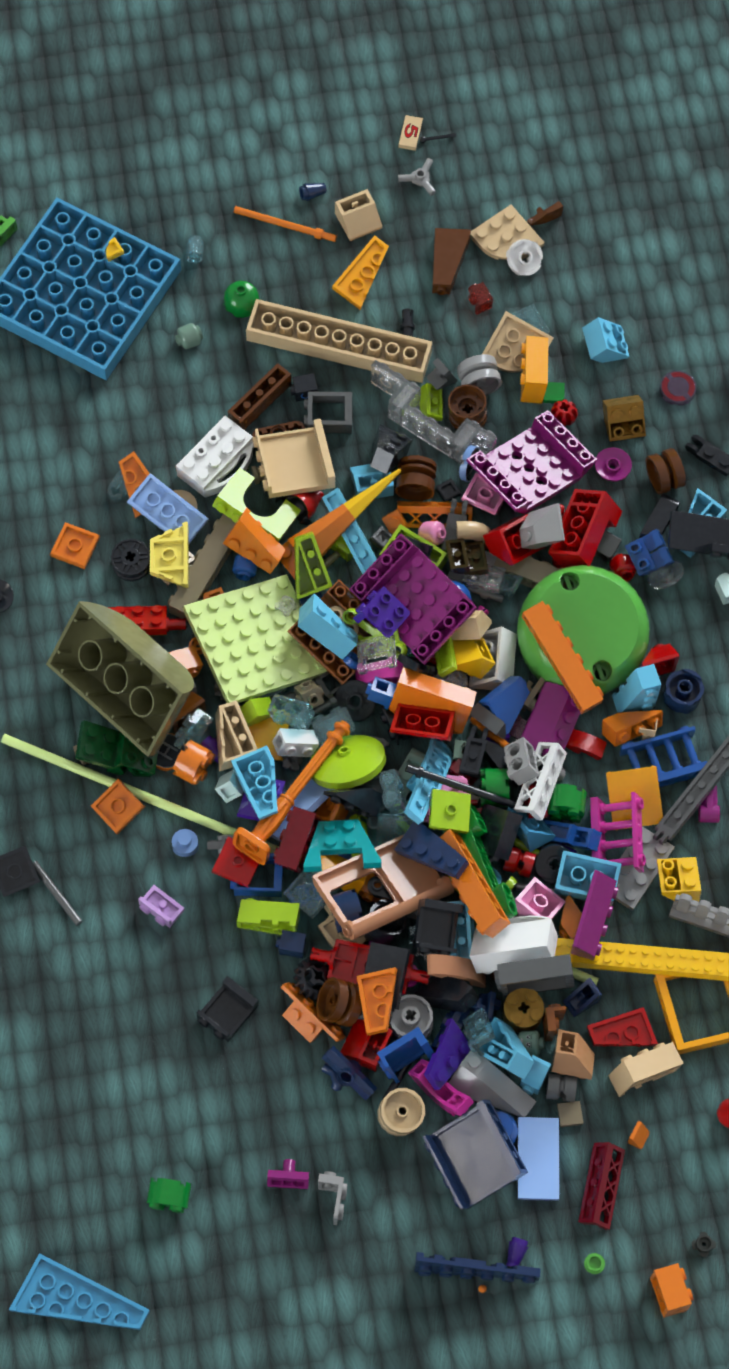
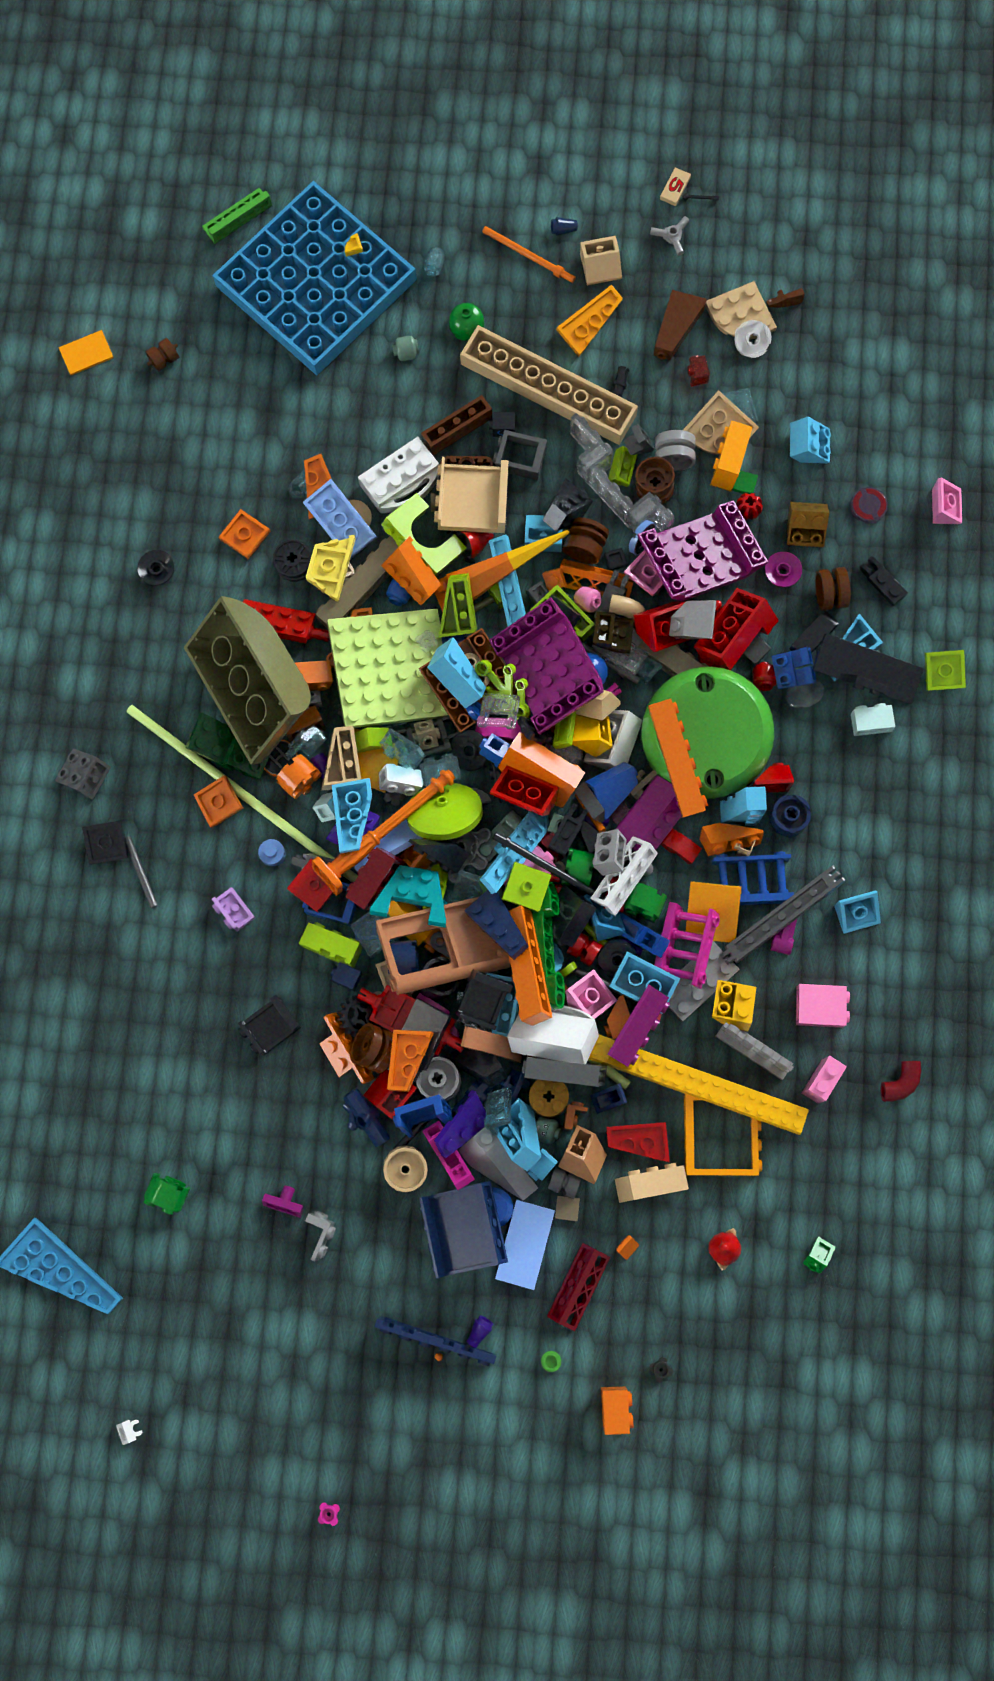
camera: 20 degrees right, 10 degrees up
(382, 611) = (513, 672): dark purple bracket -> none
(393, 792) = (477, 857): clear light blue brick -> none

